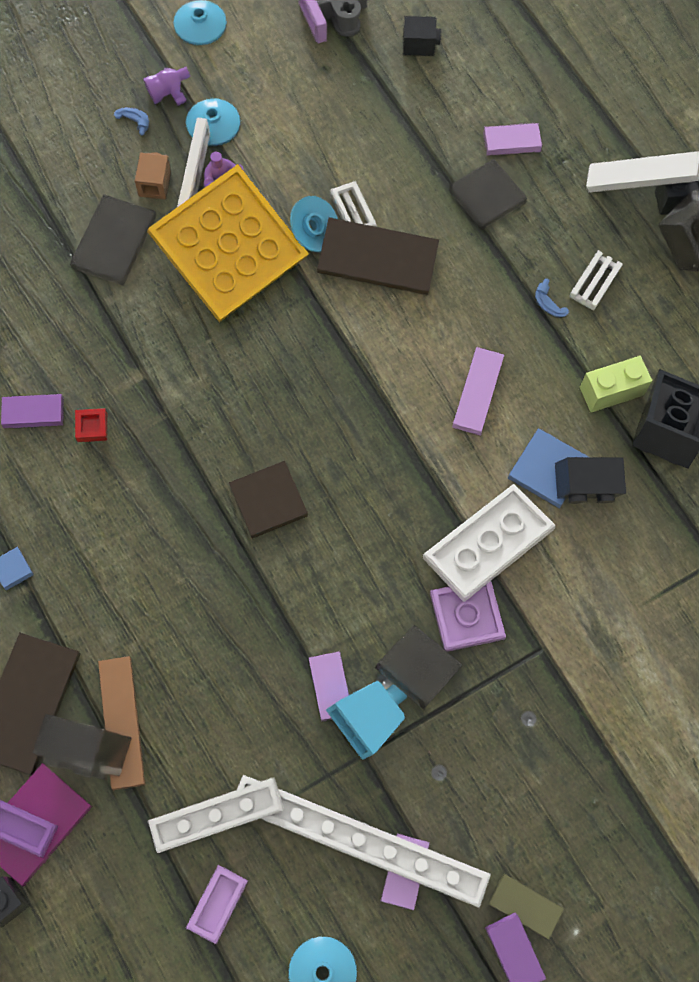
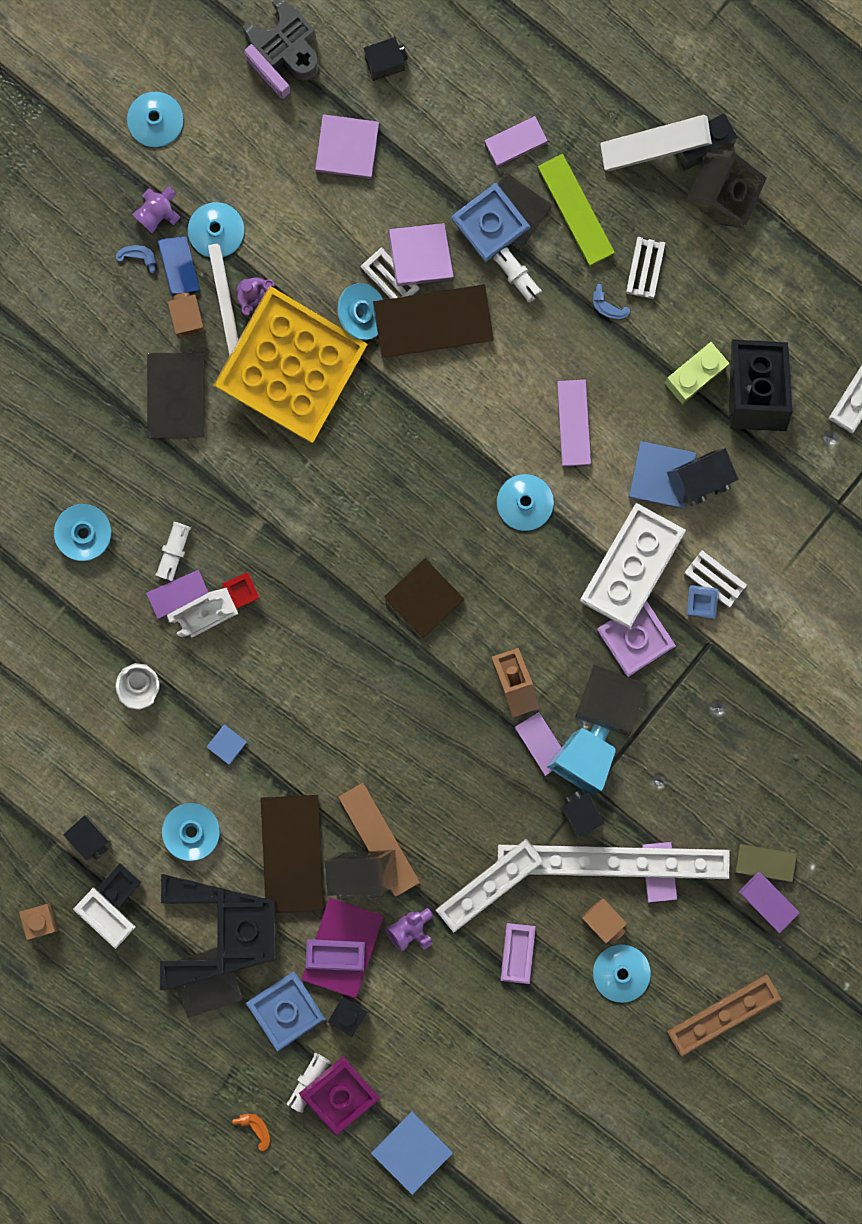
camera: 20 degrees left, 15 degrees up
(44, 430) = (204, 613): none -> white hinge
(45, 369) = (173, 551): none -> white pin
(112, 829) = (410, 928): none -> medium lavender piece
(166, 133) = (178, 265): none -> slope
(325, 904) = (604, 921): none -> medium nougat brick
(326, 613) = (515, 682): none -> medium nougat slope
(343, 771) = (581, 813): none -> black brick
(358, 94) = (347, 146): none -> lavender tile
(389, 197) = (420, 254): none -> lavender tile
(400, 459) = (525, 517): none -> medium azure dish
(464, 191) = (490, 222): none -> medium blue tile
(473, 244) = (517, 274): none -> white pin
(547, 212) = (575, 210): none -> lime tile
(549, 602) = (702, 601): none -> medium blue tile
(578, 579) = (722, 570): none -> white tile

